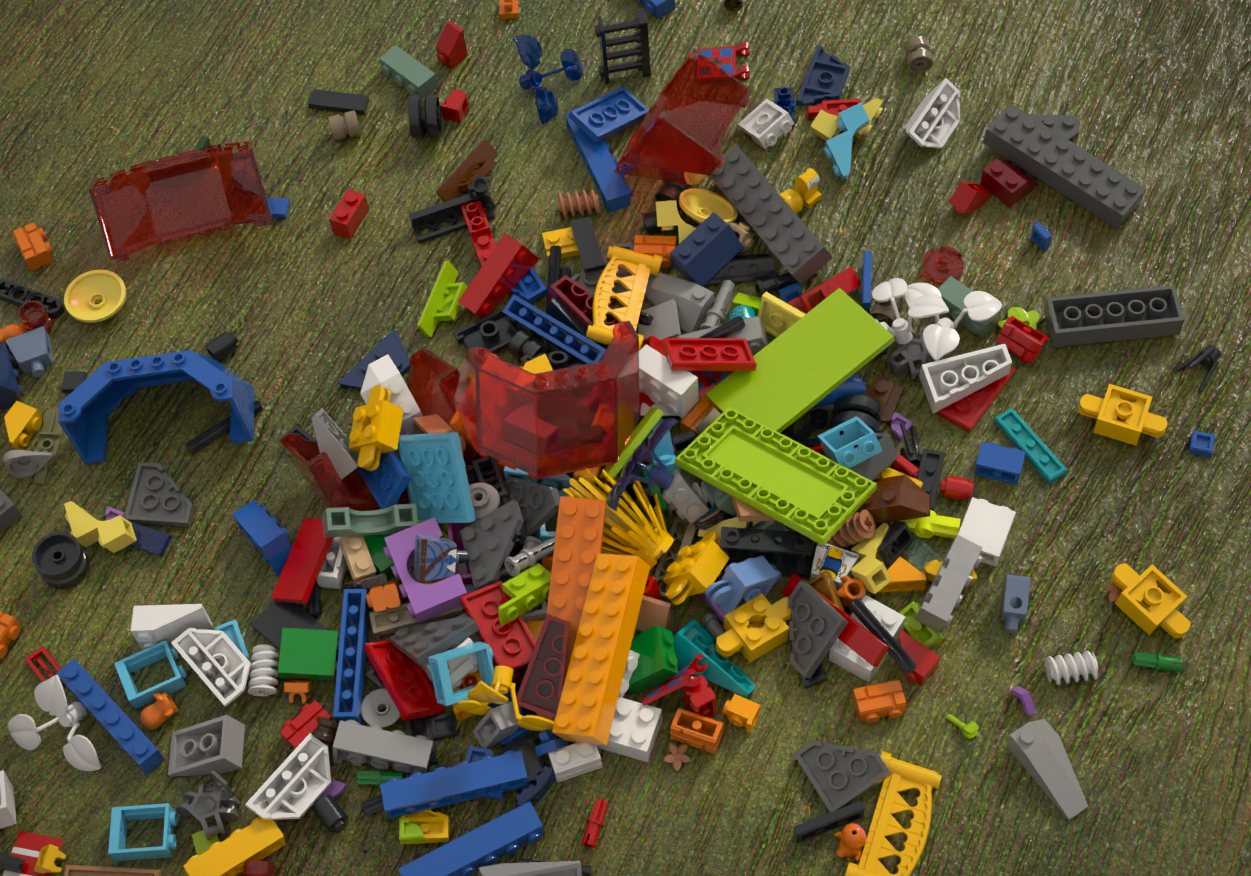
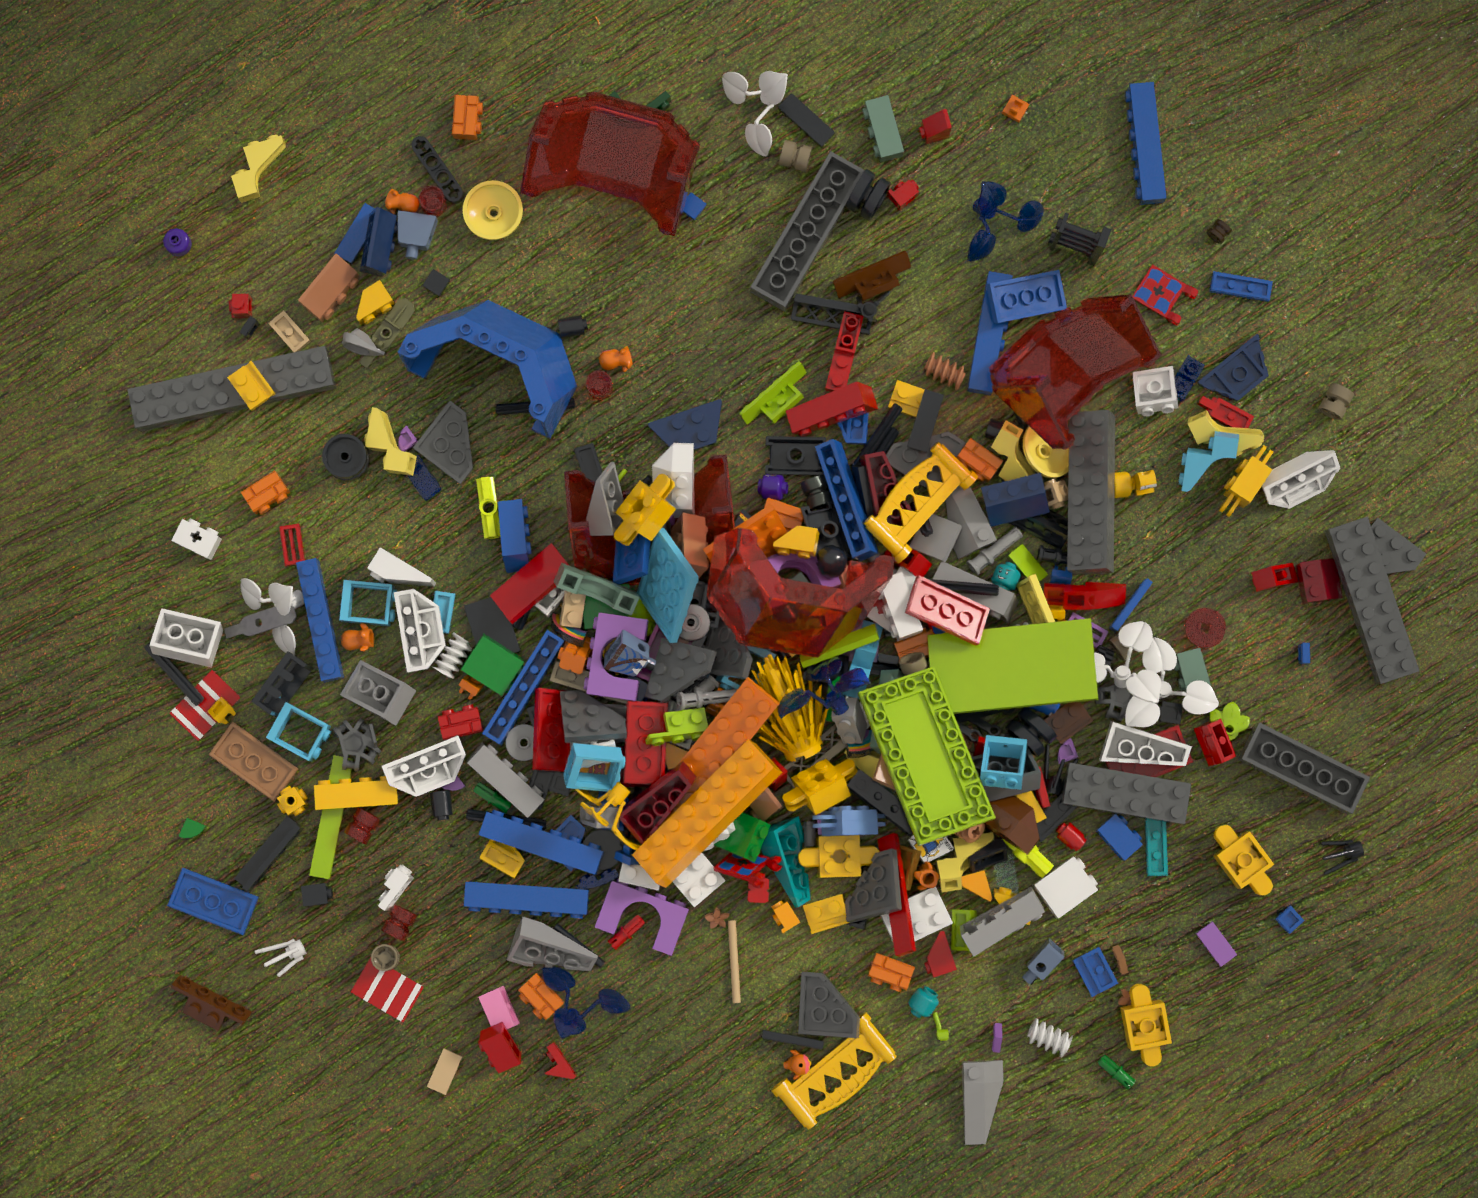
camera: 25 degrees right, 25 degrees up
(55, 740) = (270, 619): none -> flat silver piece
(111, 775) = (286, 687): none -> black window
(220, 520) = (487, 495): none -> neon yellow piece
(261, 106) = (772, 92): none -> white plant
(274, 374) = (599, 385): none -> clear red wheel
(276, 349) = (613, 358): none -> orange animal
(325, 729) = (471, 739): dark brown wheel -> none
(349, 214) = (747, 256): red brick -> none
(389, 171) = (806, 232): none -> dark grey brick
(409, 832) = (489, 857): lime tile -> none
(627, 777) = (671, 914): none -> medium lavender arch
(696, 730) = (741, 911): orange brick -> none
(721, 787) = (734, 961): none -> tan bar
(780, 26) = (1241, 286): none -> blue tile
(780, 687) = (826, 913): none -> yellow plate
(881, 633) = (922, 930): black axle -> none
(891, 140) = (1247, 482): none -> yellow brick
(930, 709) = (923, 1002): none -> teal head
(967, 344) = (1170, 712): none -> black plate
(977, 419) = (1125, 793): none -> dark grey brick
(1068, 587) = (1095, 971): none -> blue plate
(1082, 561) = (1121, 961): none -> medium nougat tile
(1155, 500) = (1216, 944): none -> medium lavender tile

